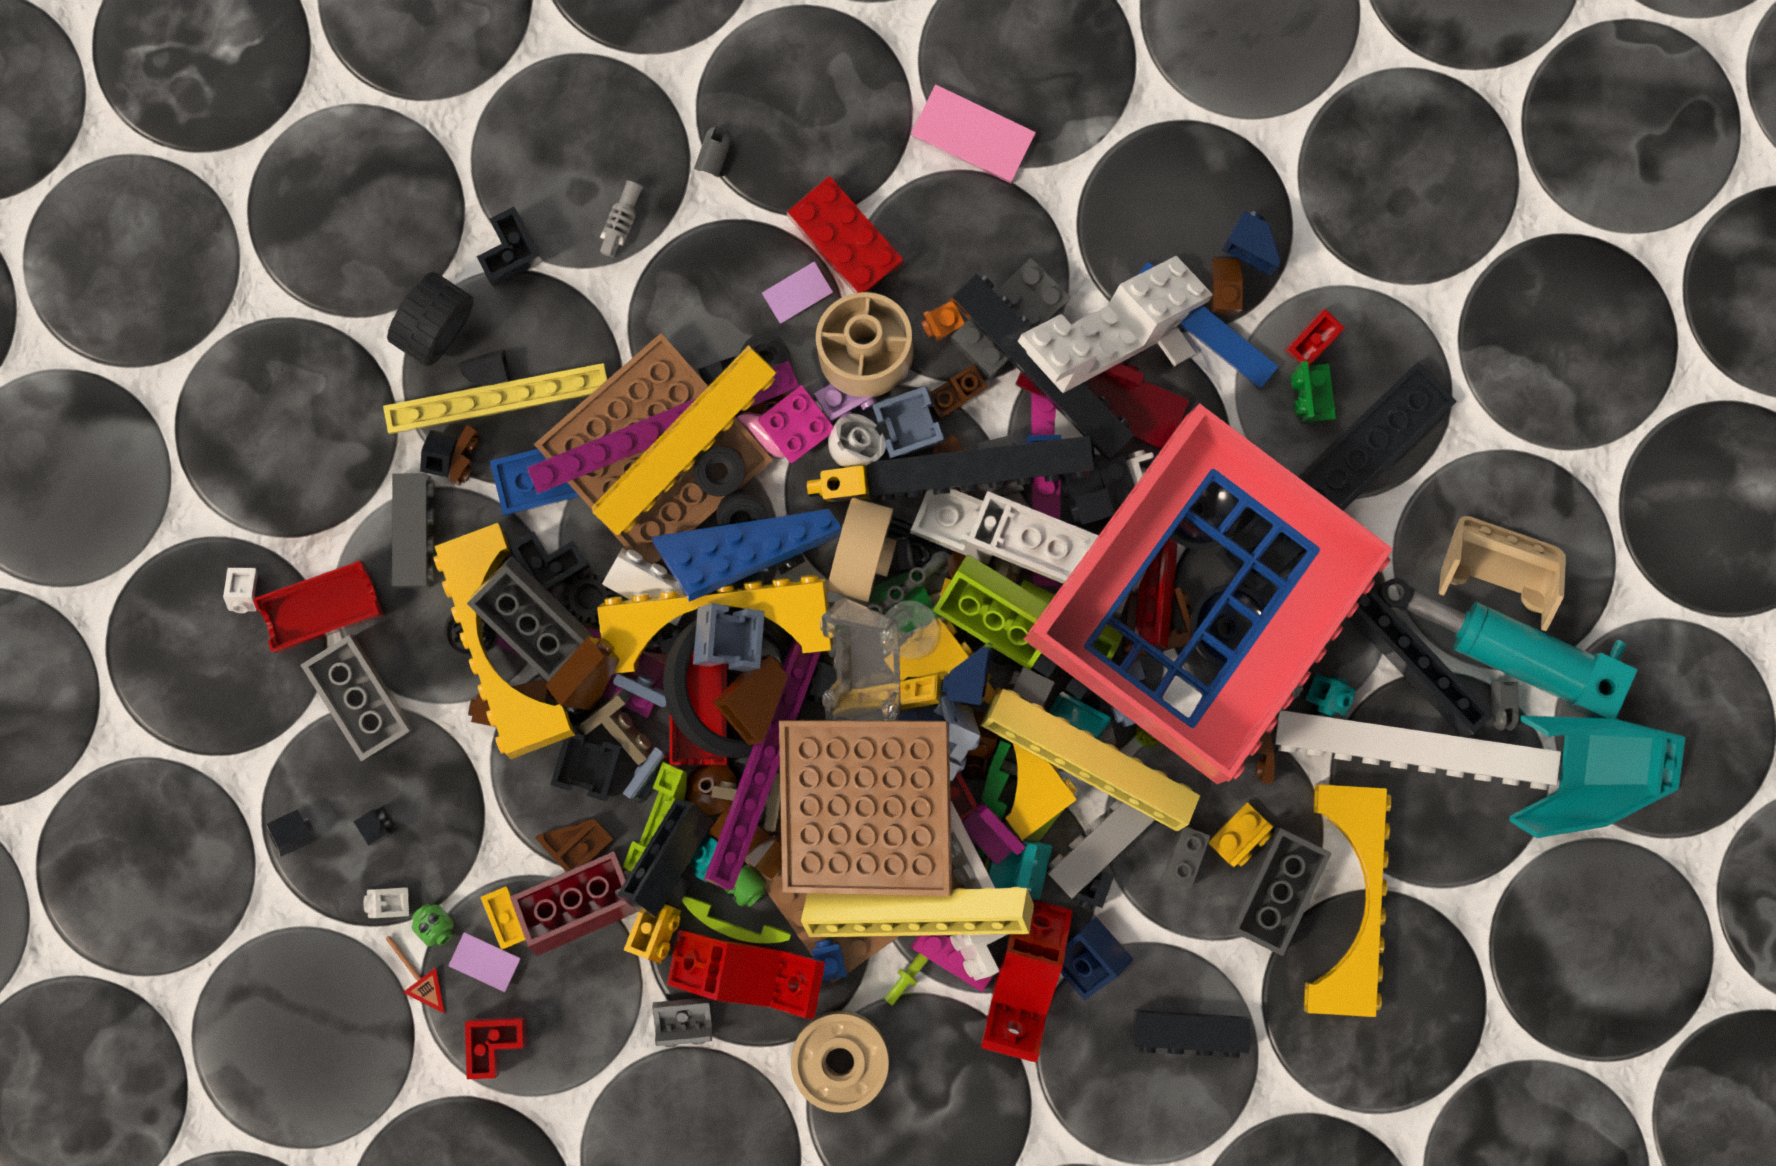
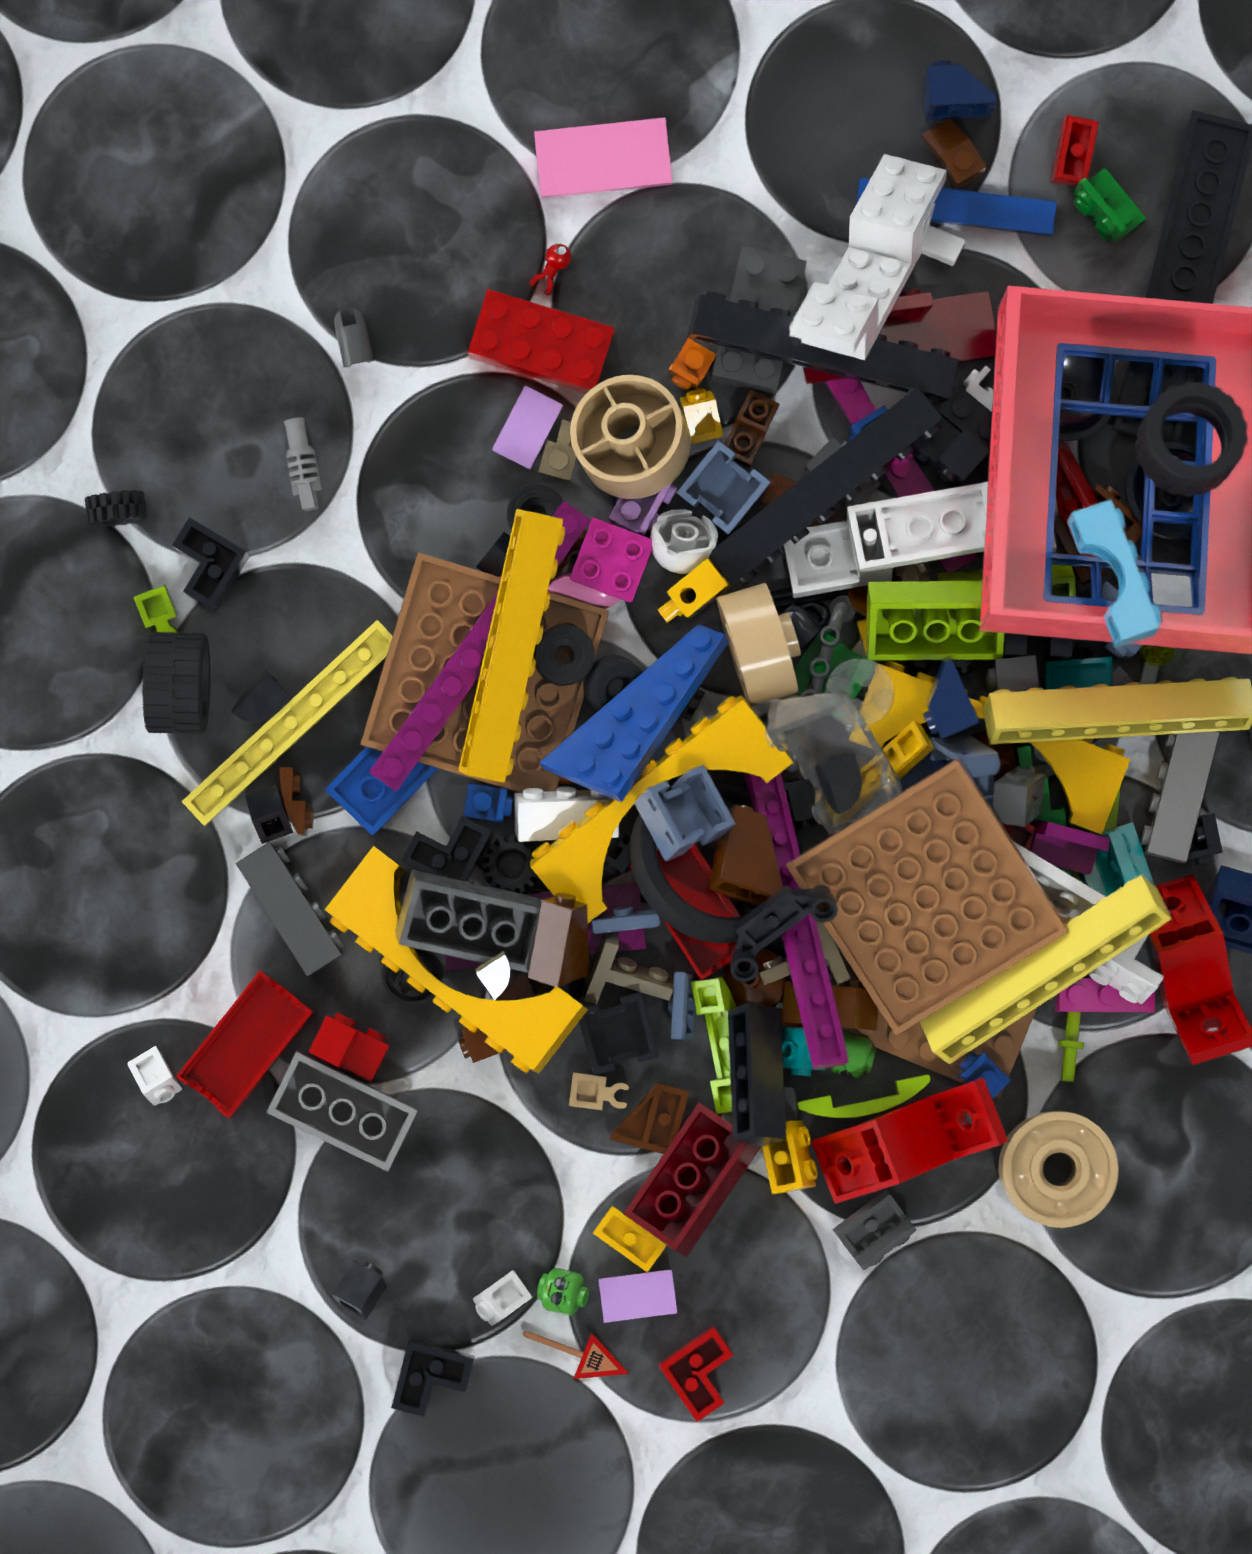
camera: 30 degrees left, 0 degrees up
(302, 918) = (426, 1366): none -> black brick
(375, 825) = (442, 1228): black brick -> none
(389, 653) = (349, 1047): none -> red brick
(453, 258) = (156, 609): none -> lime plate
(467, 168) = (116, 508): none -> black tyre
(523, 668) = (495, 974): none -> tile
(544, 796) = (590, 1092): none -> tan plate
(600, 543) = (488, 803): none -> blue bracket
(745, 753) = (772, 920): none -> black plate
(804, 327) = (559, 456): none -> dark tan plate
(857, 685) = (840, 782): none -> black brick
(891, 187) = (554, 263): none -> red arm
(926, 361) = (701, 415): none -> yellow bracket
(977, 776) = (1019, 796): none -> dark grey brick
(1149, 622) = (1100, 533): none -> medium azure arch
(1287, 576) = (1208, 404): none -> black tyre

